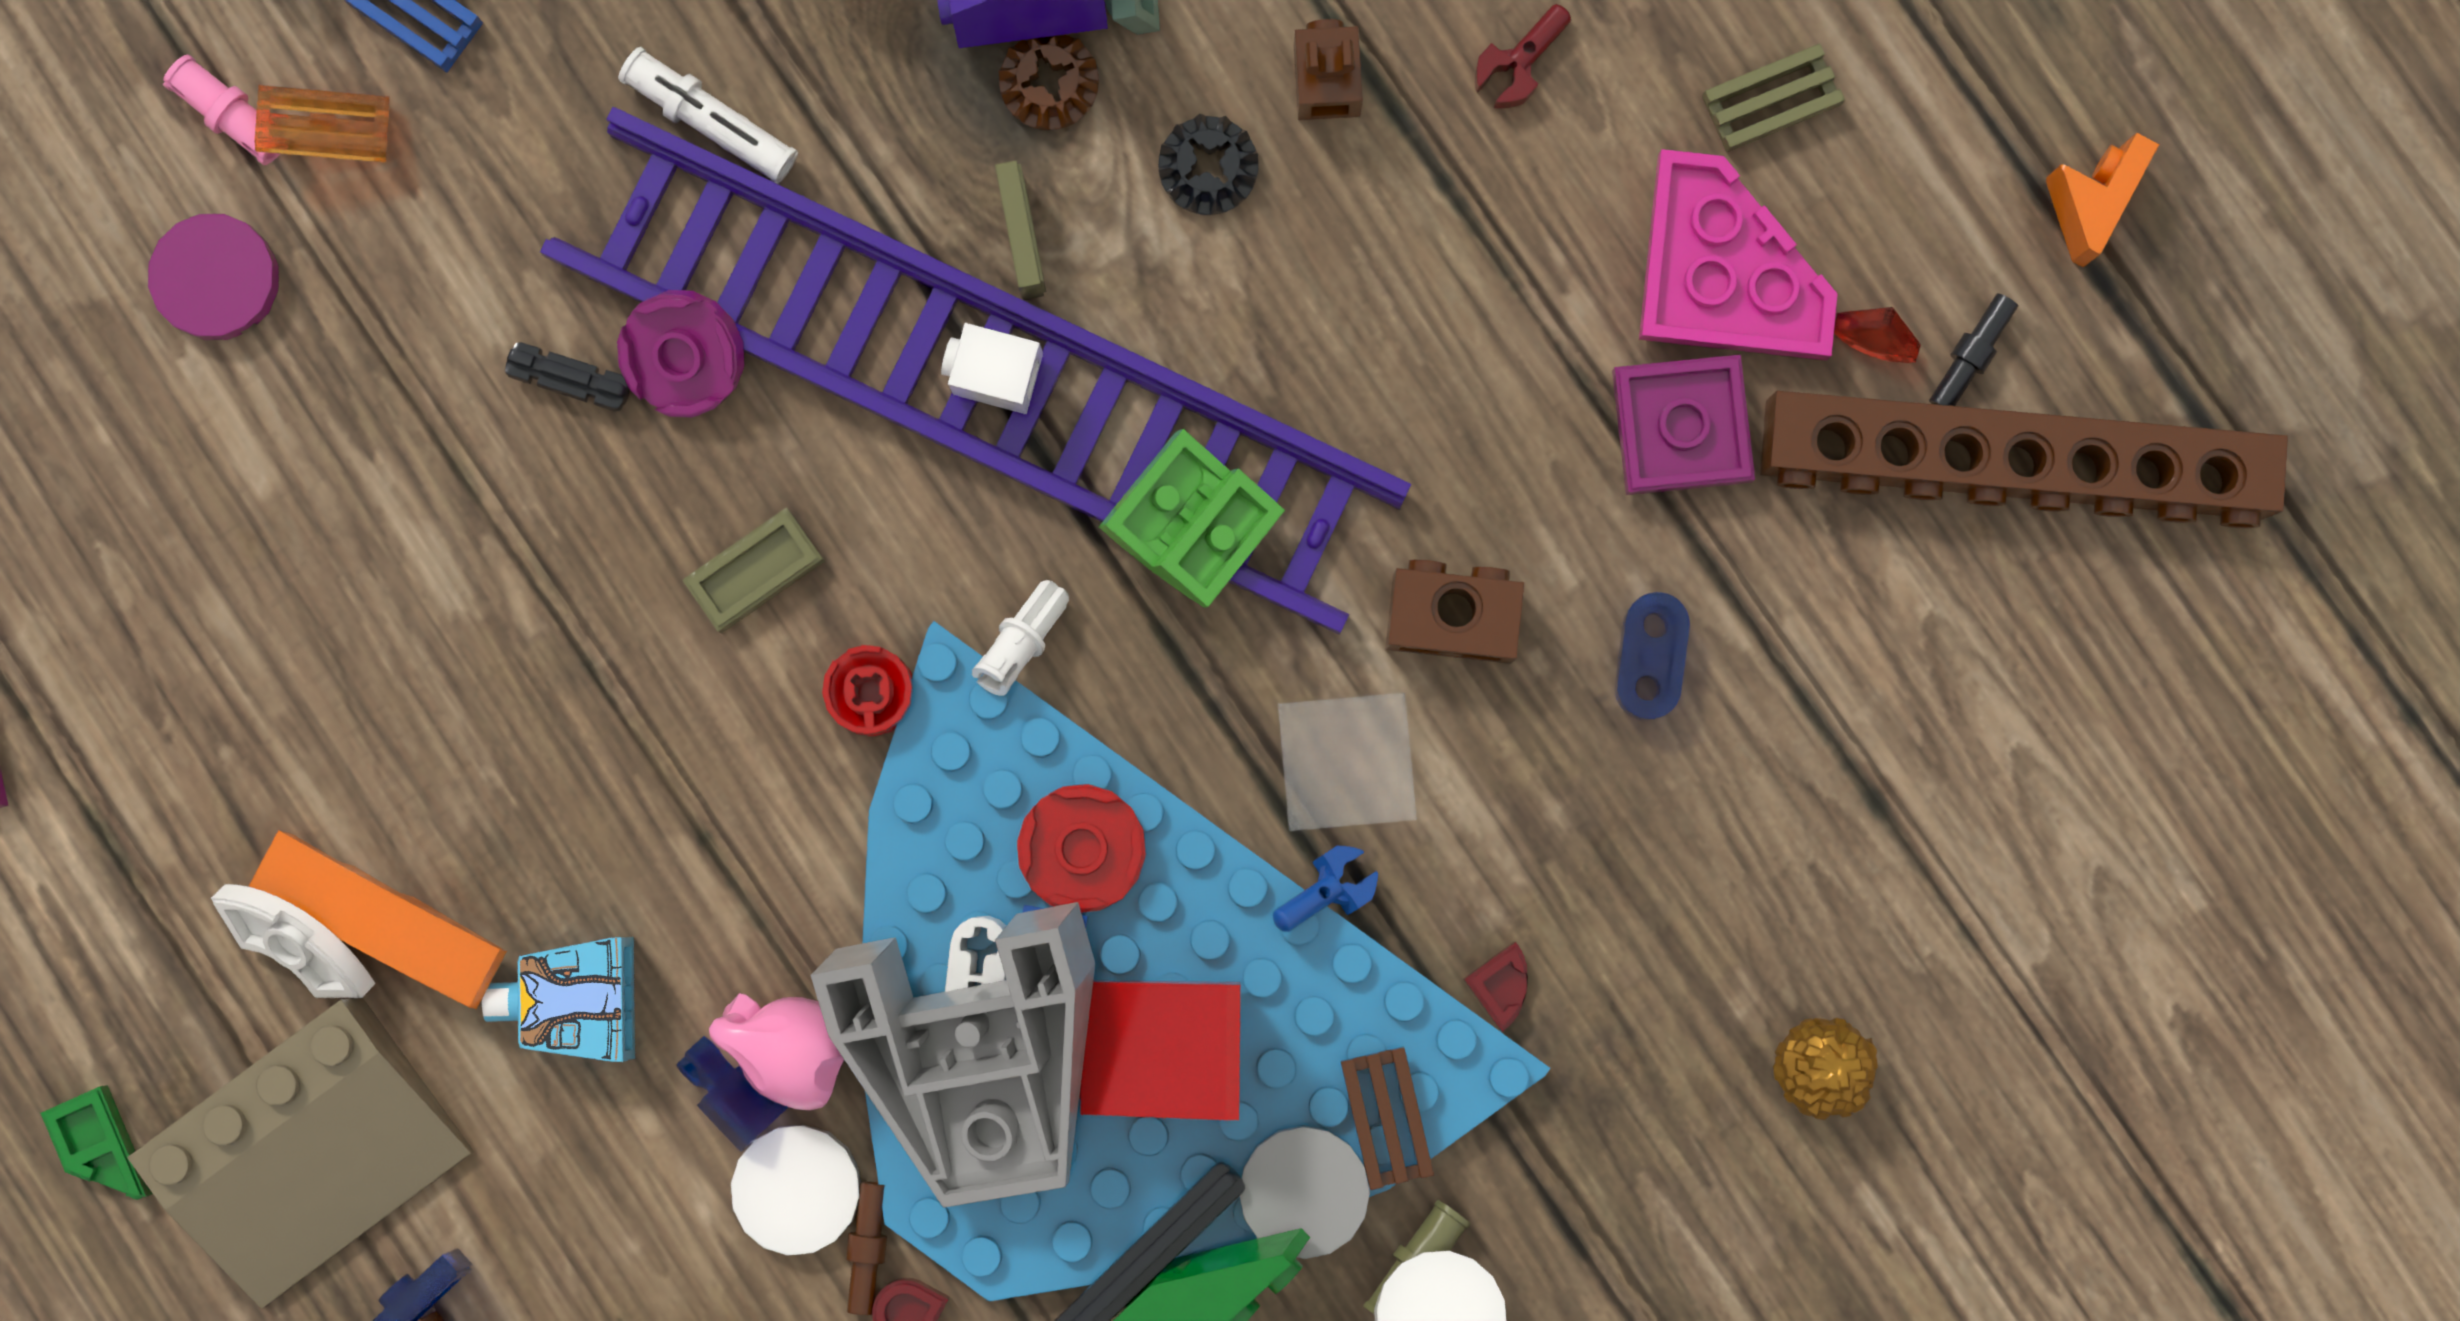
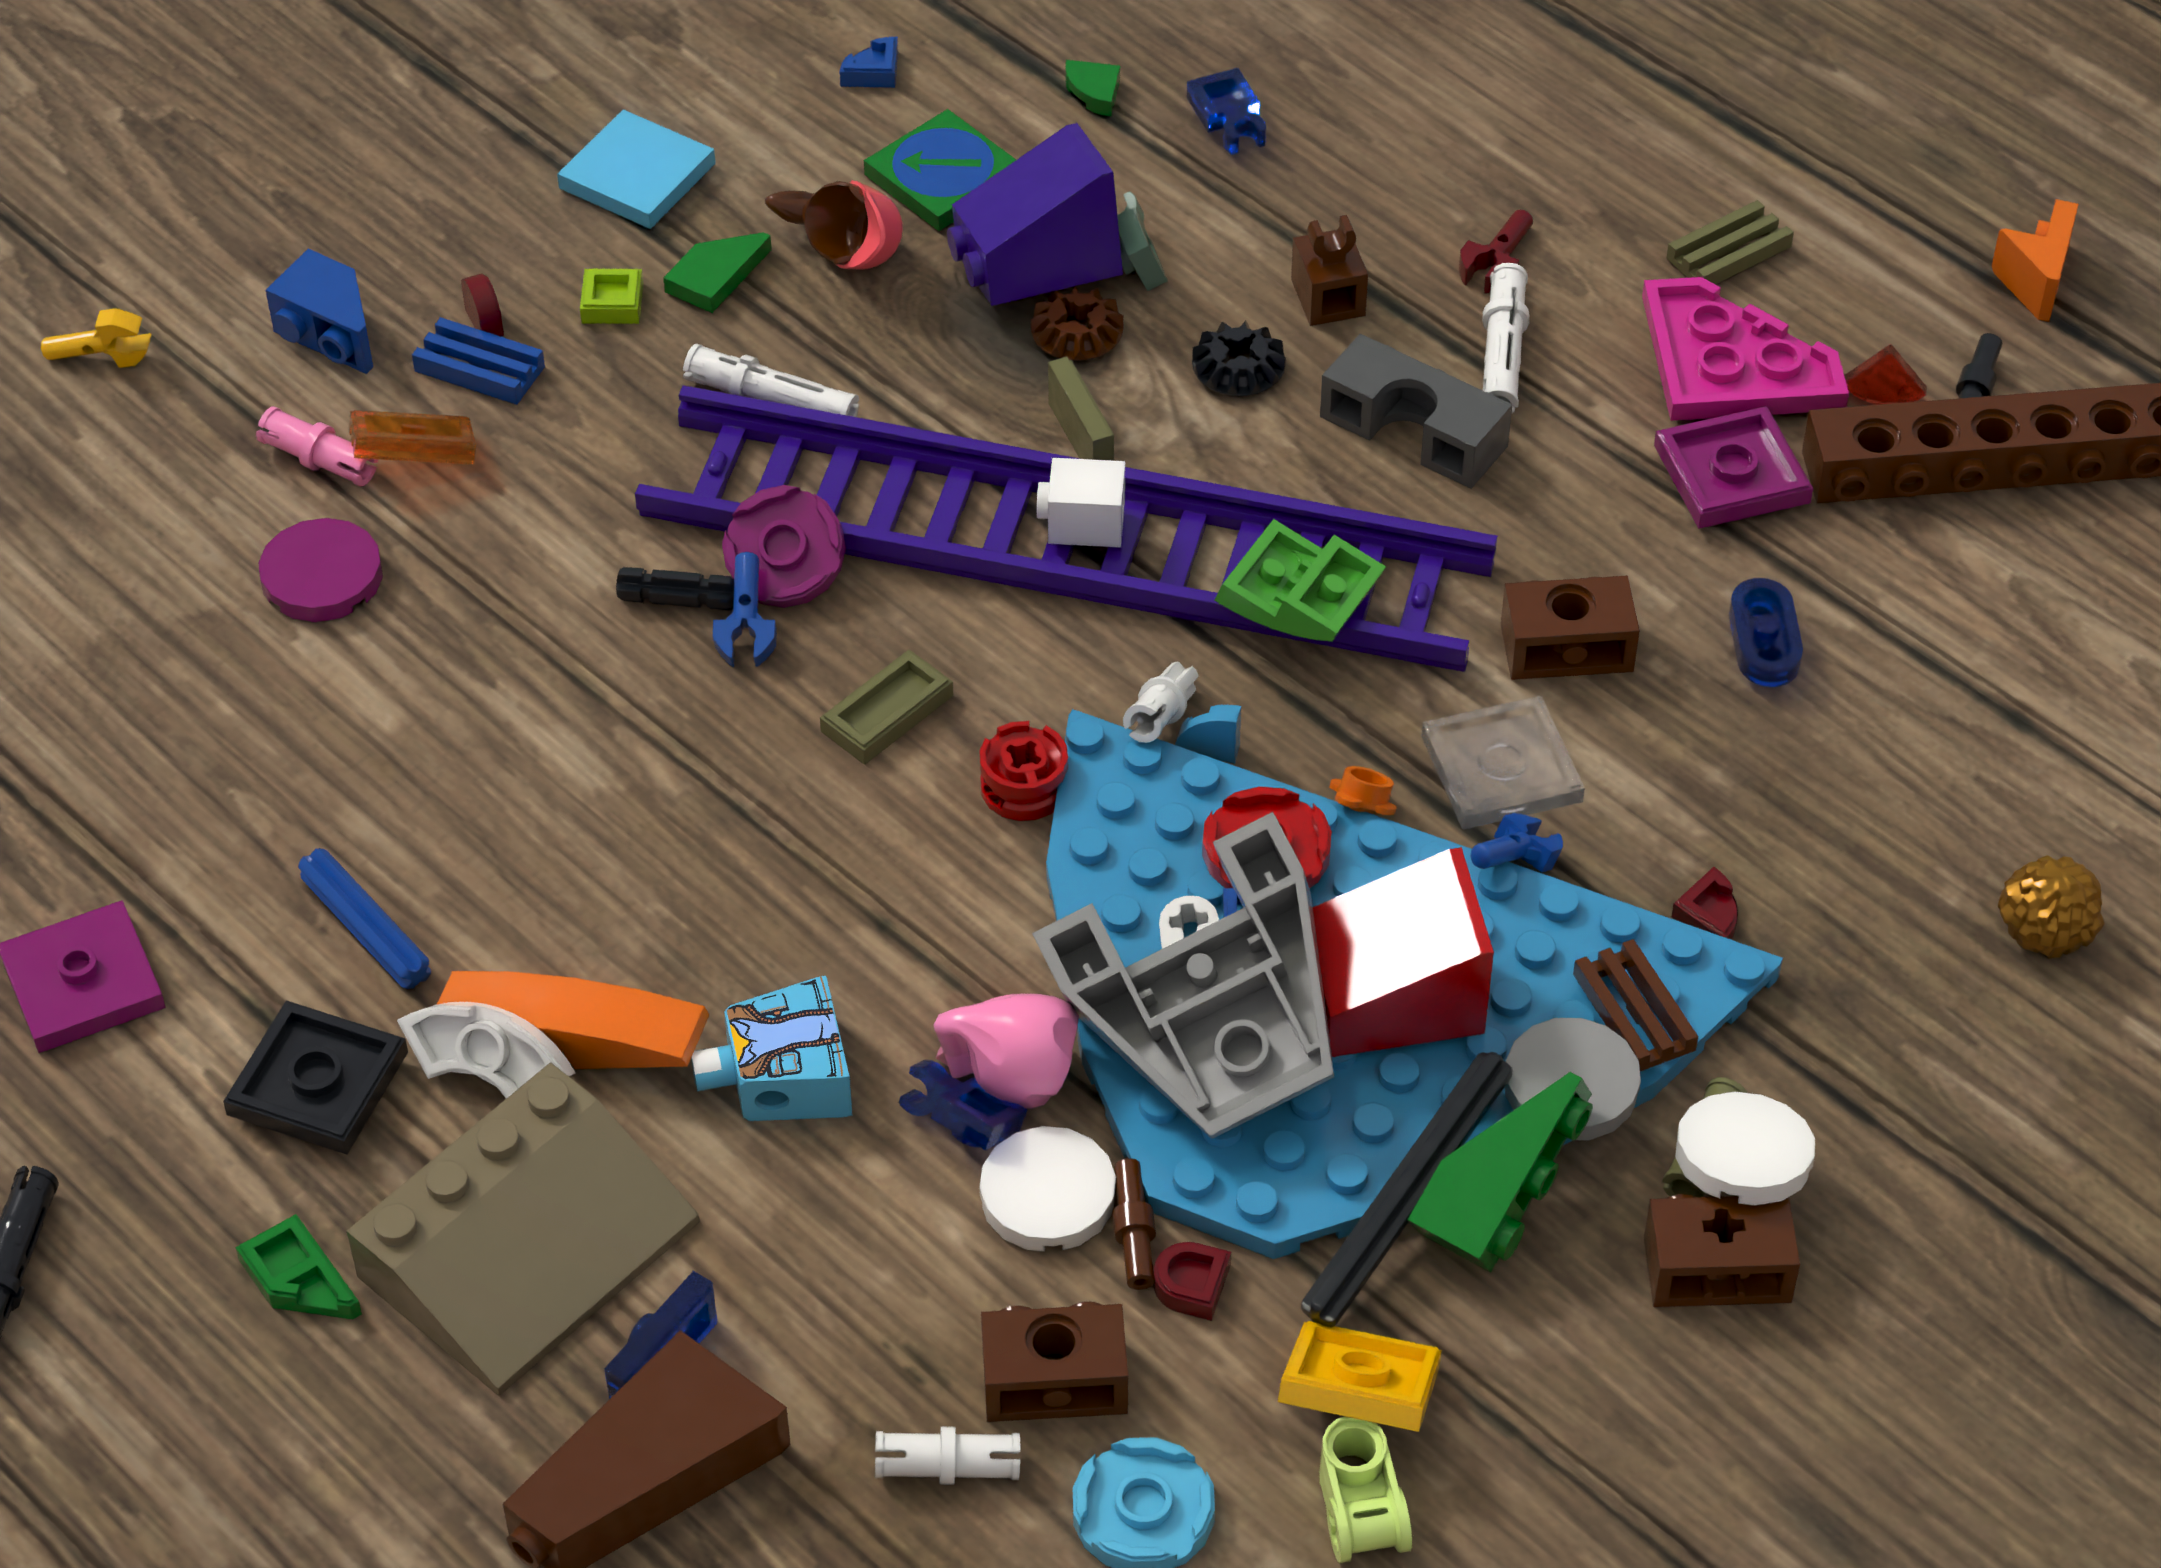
camera: 10 degrees left, 35 degrees down
(134, 932) = (316, 1077): none -> black plate
(203, 743) = (364, 918): none -> blue axle
(628, 433) = (745, 614): none -> blue bar
(1063, 678) = (1213, 733): none -> dark azure tile
(1203, 774) = (1364, 791): none -> orange plate
(1340, 242) = (1379, 385): none -> dark grey arch
(1498, 178) = (1505, 322): none -> white pin

